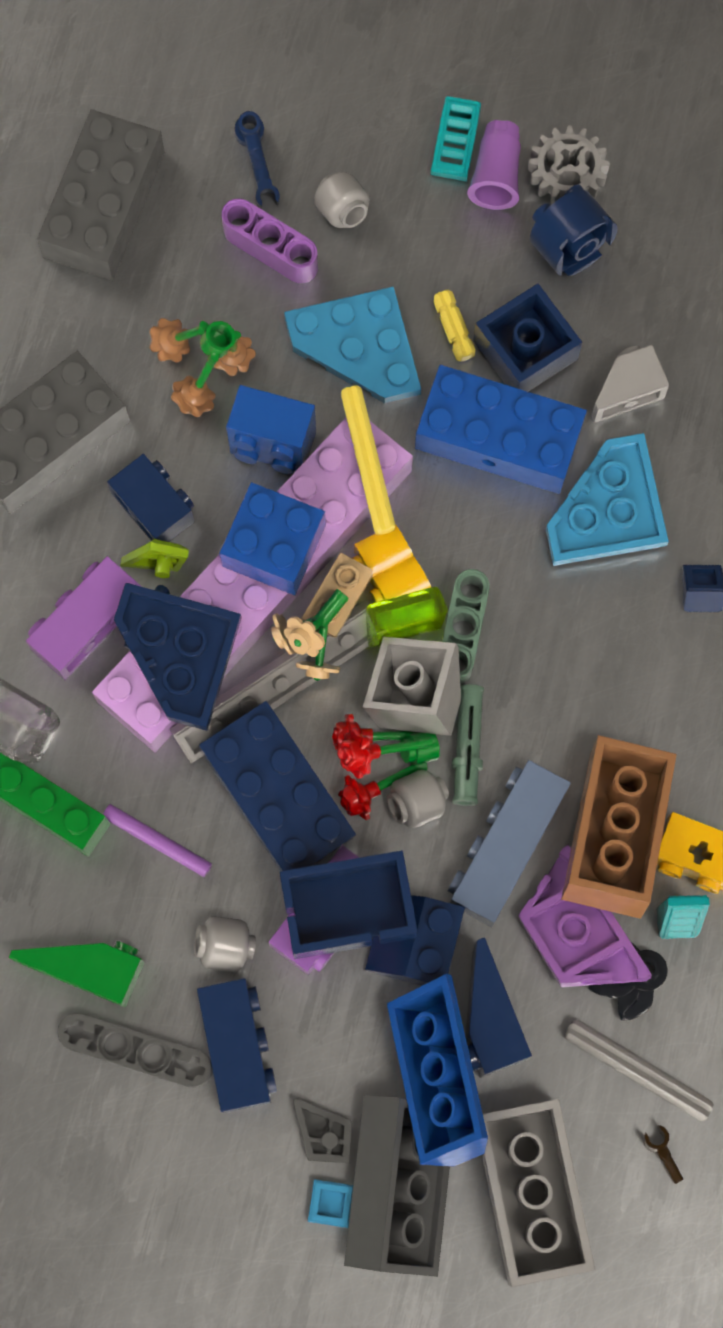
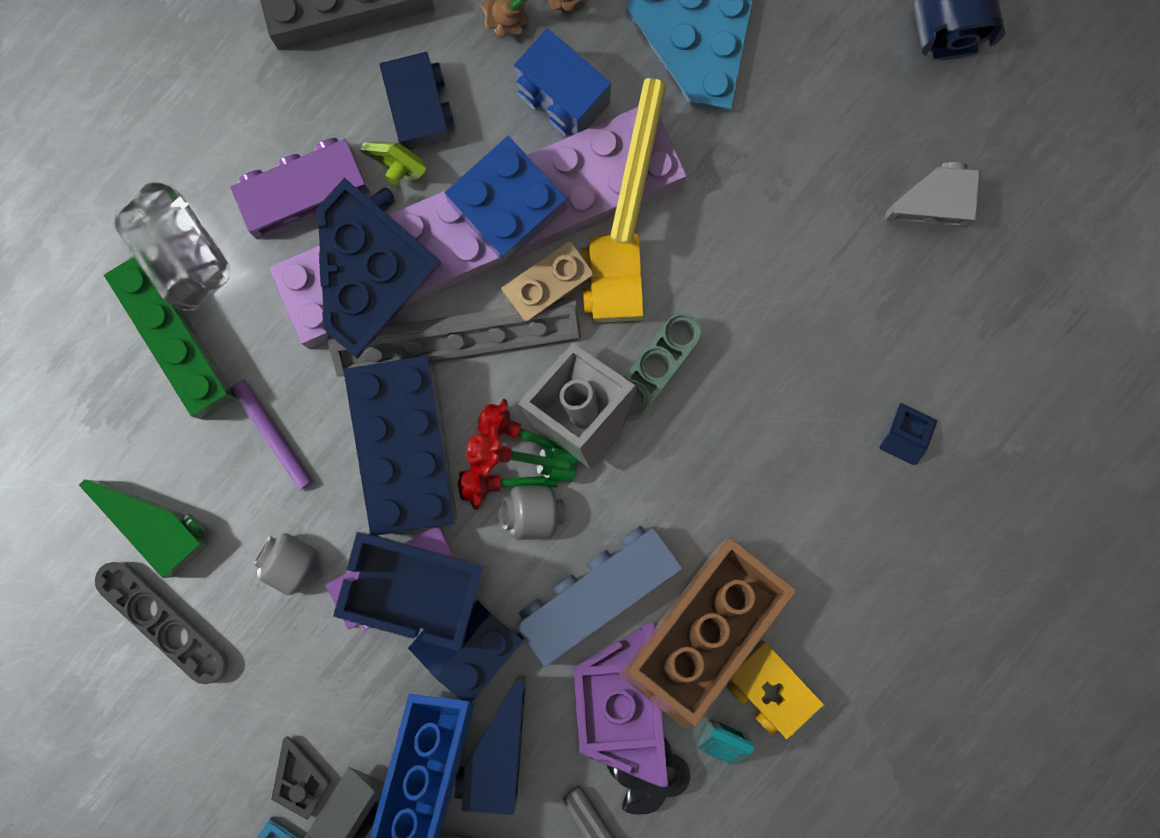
camera: 30 degrees right, 10 degrees up
(236, 1045) = (253, 664): dark blue brick -> none
(302, 638) = (487, 311): tan plant -> none
(405, 615) = (604, 330): clear neon green slope -> none
(454, 325) = (795, 57): light yellow axle -> none
(466, 790) = (580, 525): sand green pin -> none
(499, 429) = (787, 185): blue brick -> none
(527, 340) = (857, 108): dark blue brick -> none
(610, 507) = (858, 313): dark azure plate -> none

